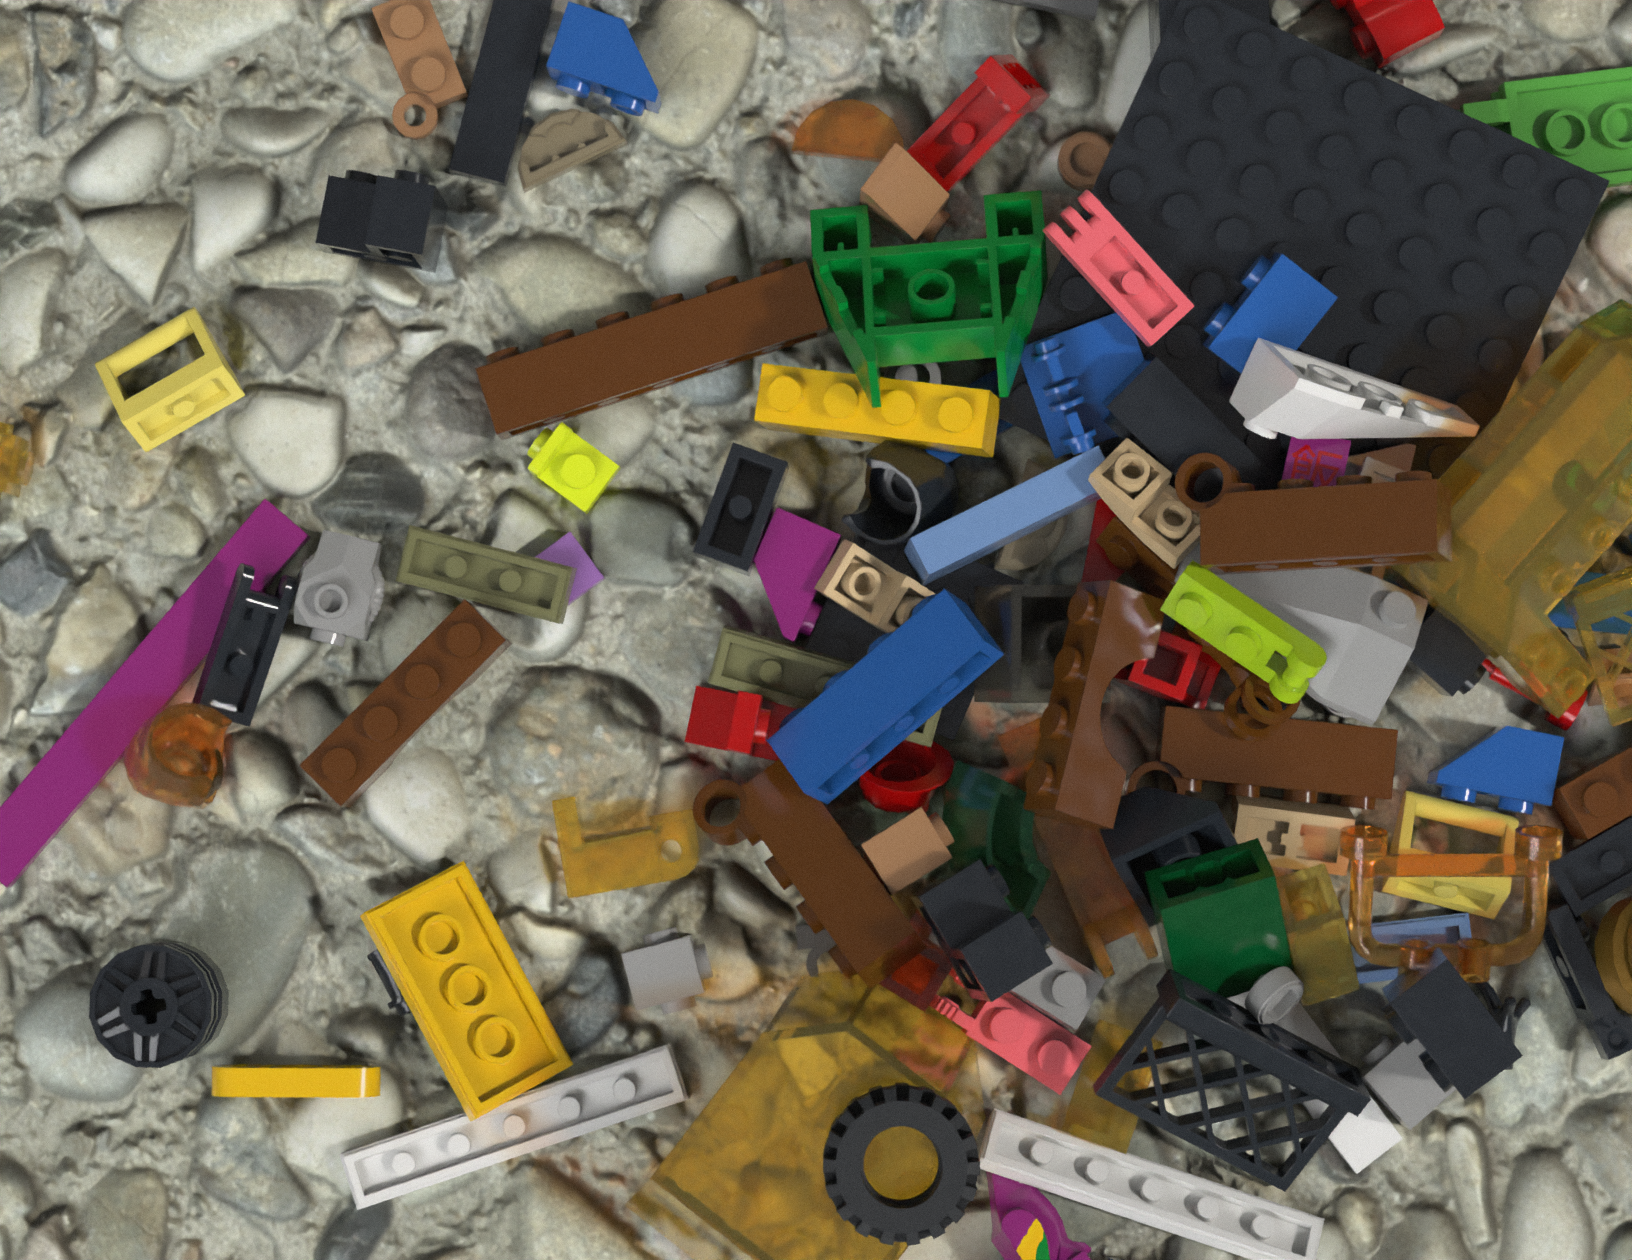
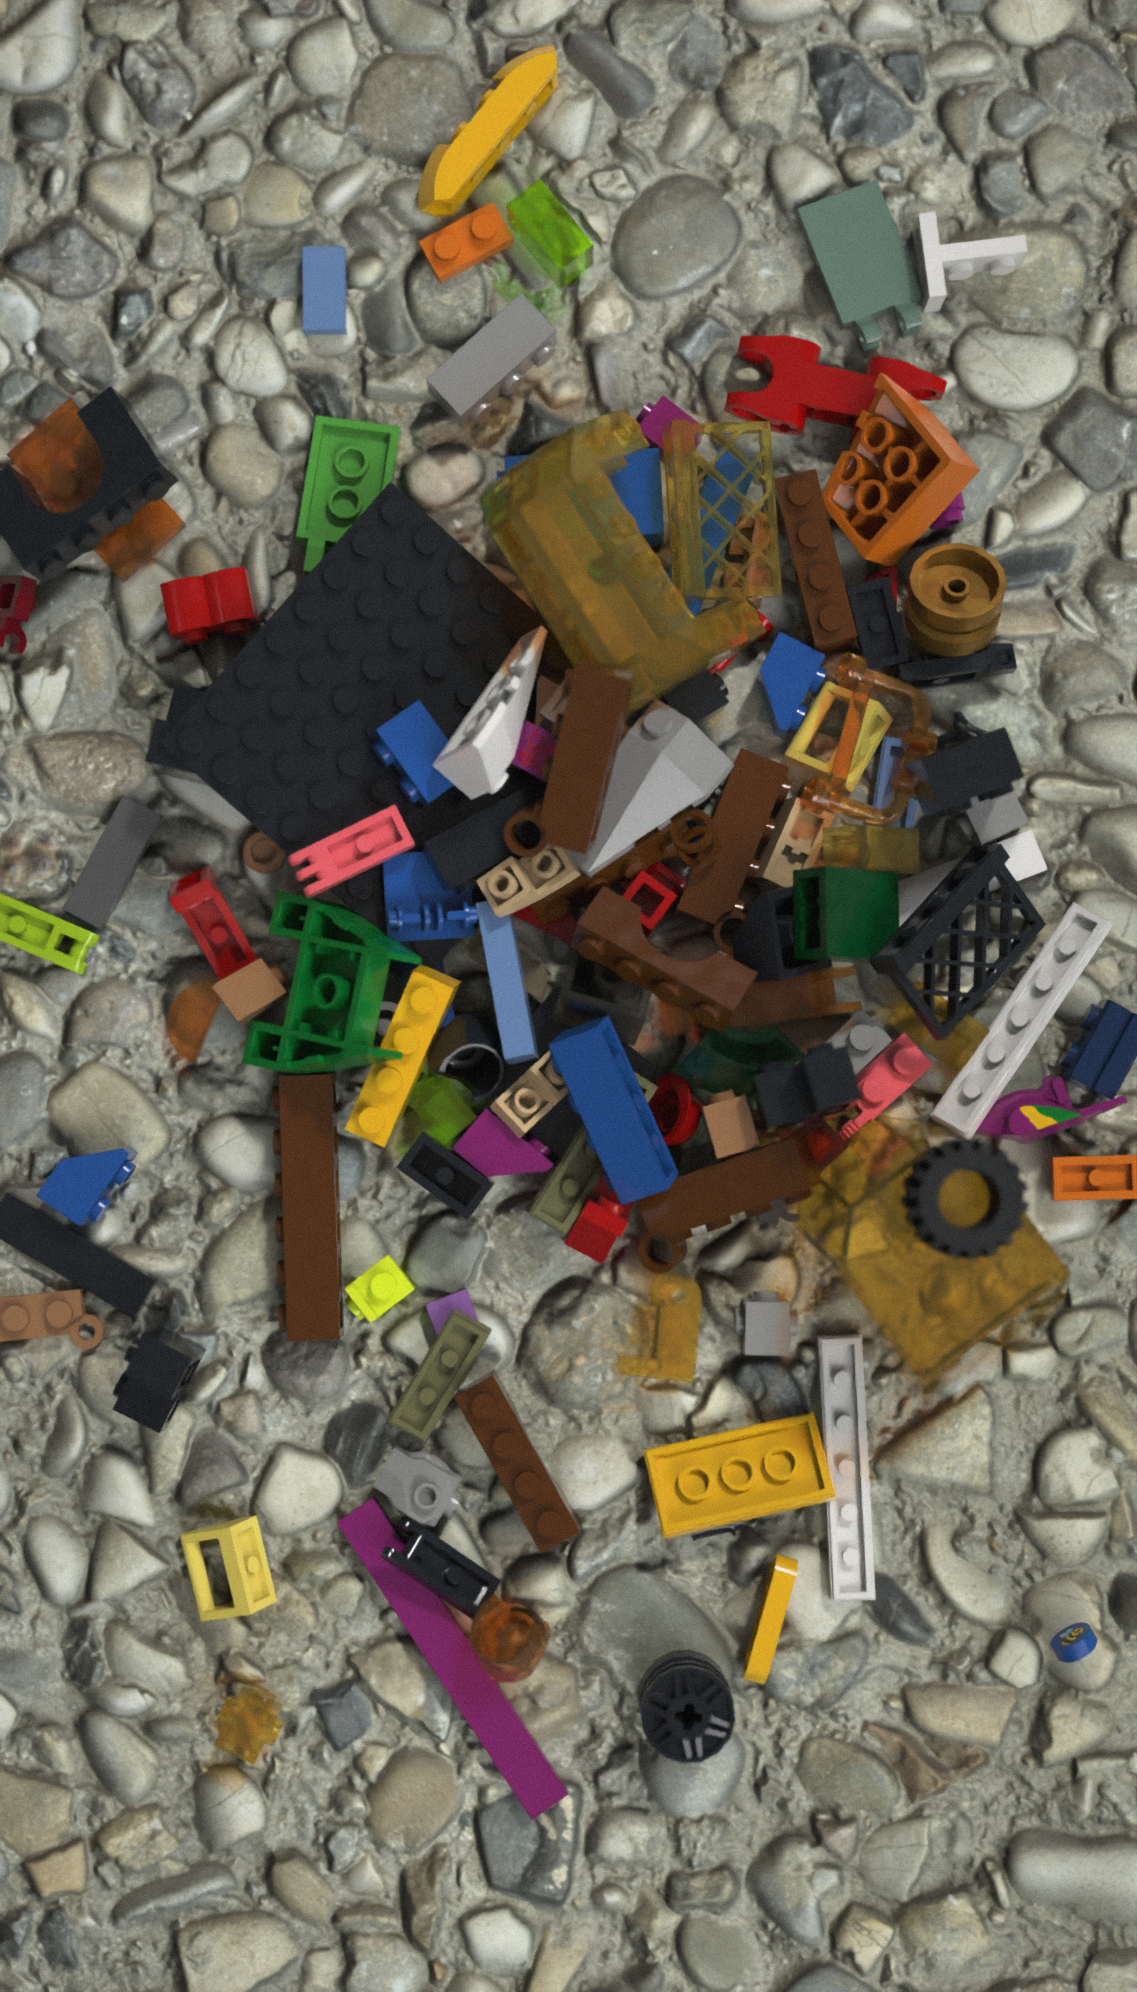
camera: 75 degrees left, 0 degrees up
(565, 143) = (140, 1227): dark tan tile -> none
(823, 481) = (442, 1109): none -> clear neon green brick
(1245, 632) = (642, 836): lime plate -> none
(1274, 995) = (907, 891): light grey tile -> none

